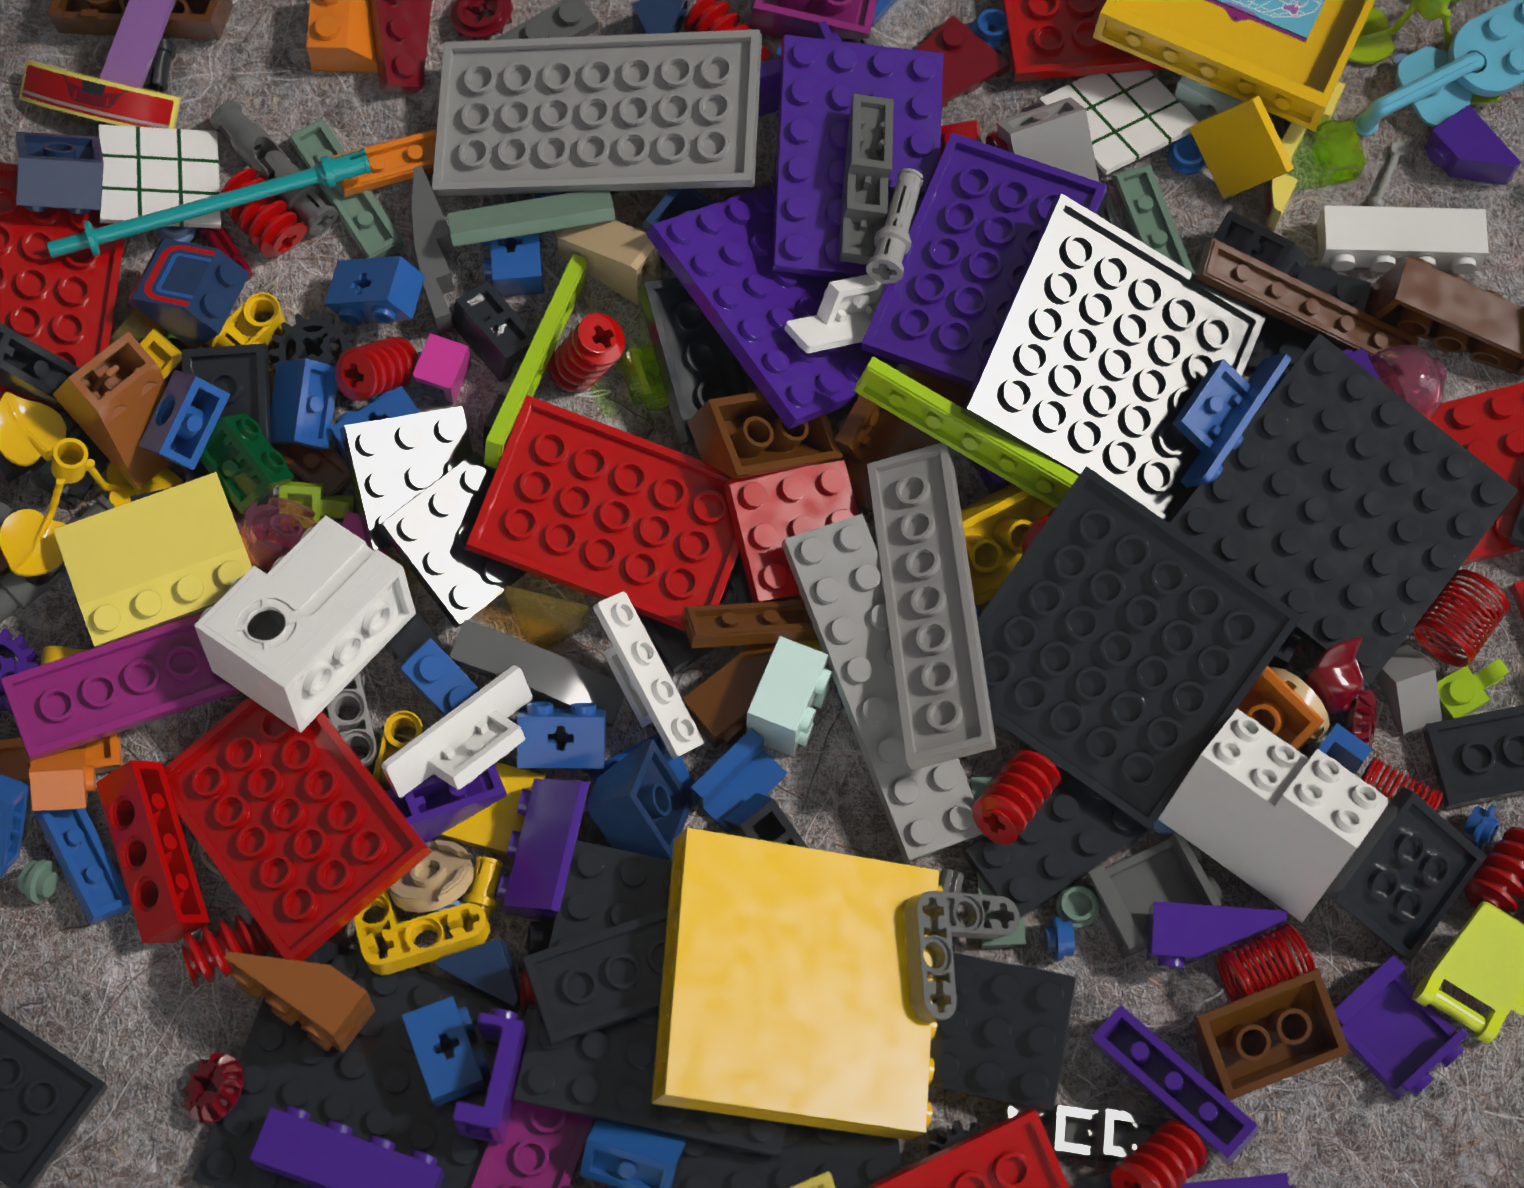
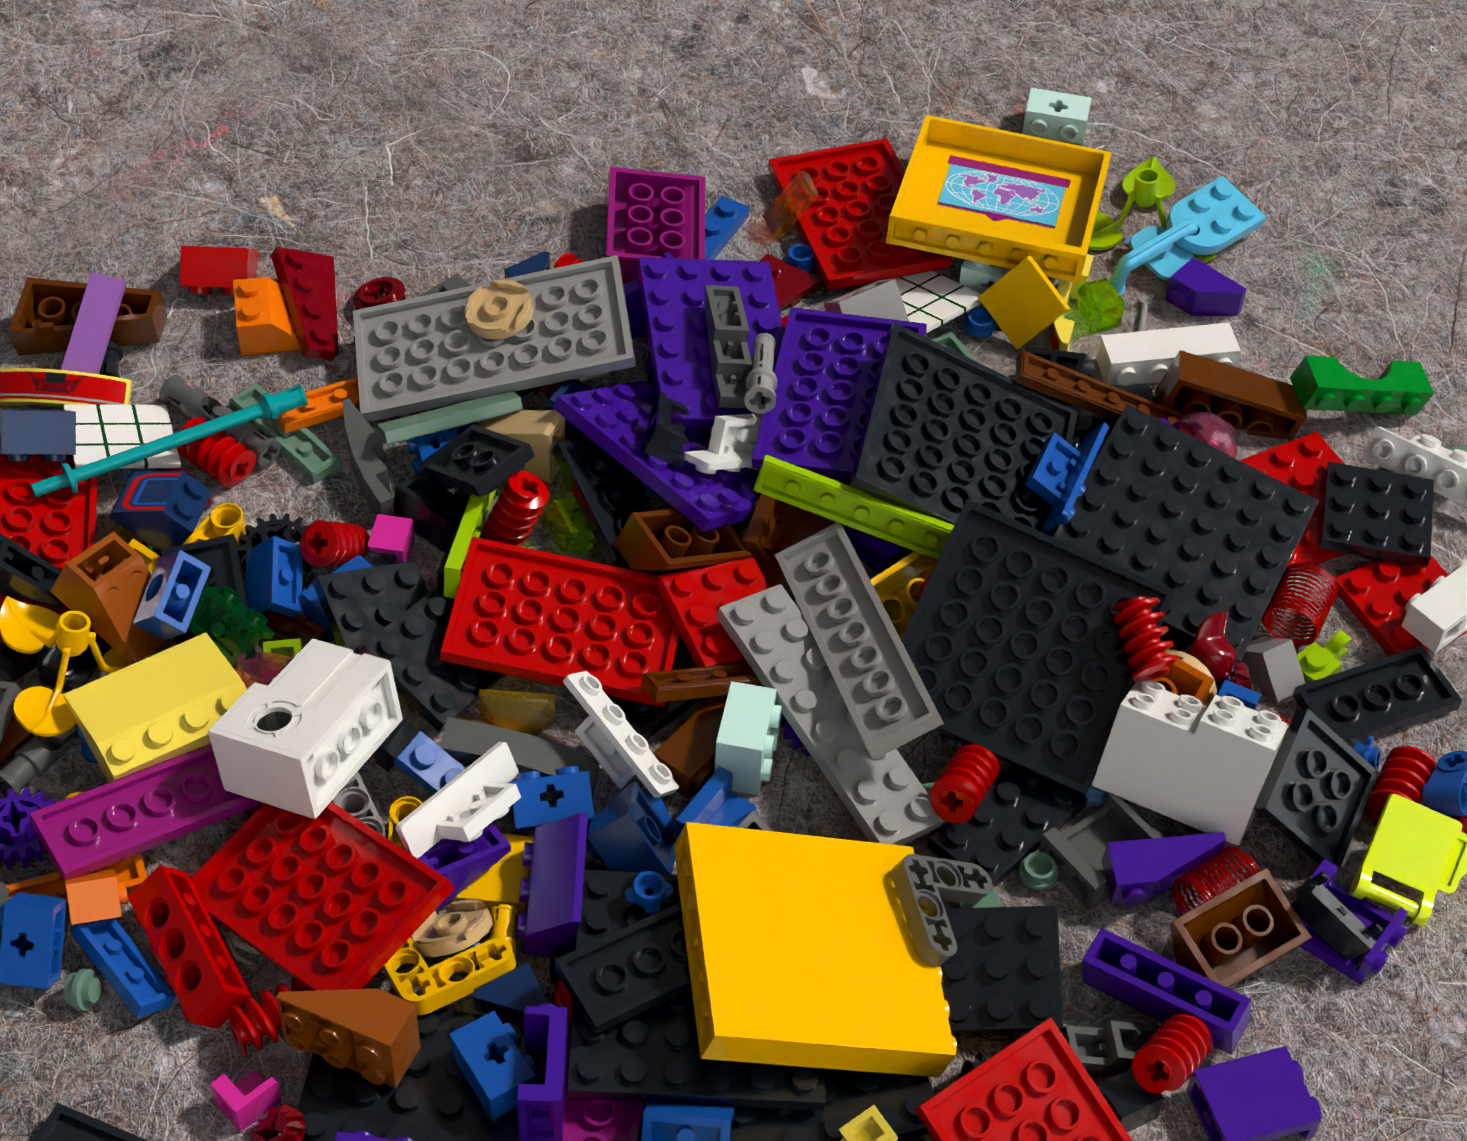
camera: 10 degrees left, 20 degrees down
(190, 1033) = (247, 1099): none -> dark pink panel
(374, 290) = (323, 489): blue brick -> none
(548, 291) = (477, 460): none -> black plate
(609, 80) = (499, 309): none -> tan tile
(639, 873) = (651, 882): none -> blue plate
(770, 289) = (662, 436): none -> black hinge
(1059, 939) = (1030, 893): blue plate -> none
(1252, 672) = (1144, 638): none -> red piece
(1382, 1030) = (1332, 919): none -> black hinge

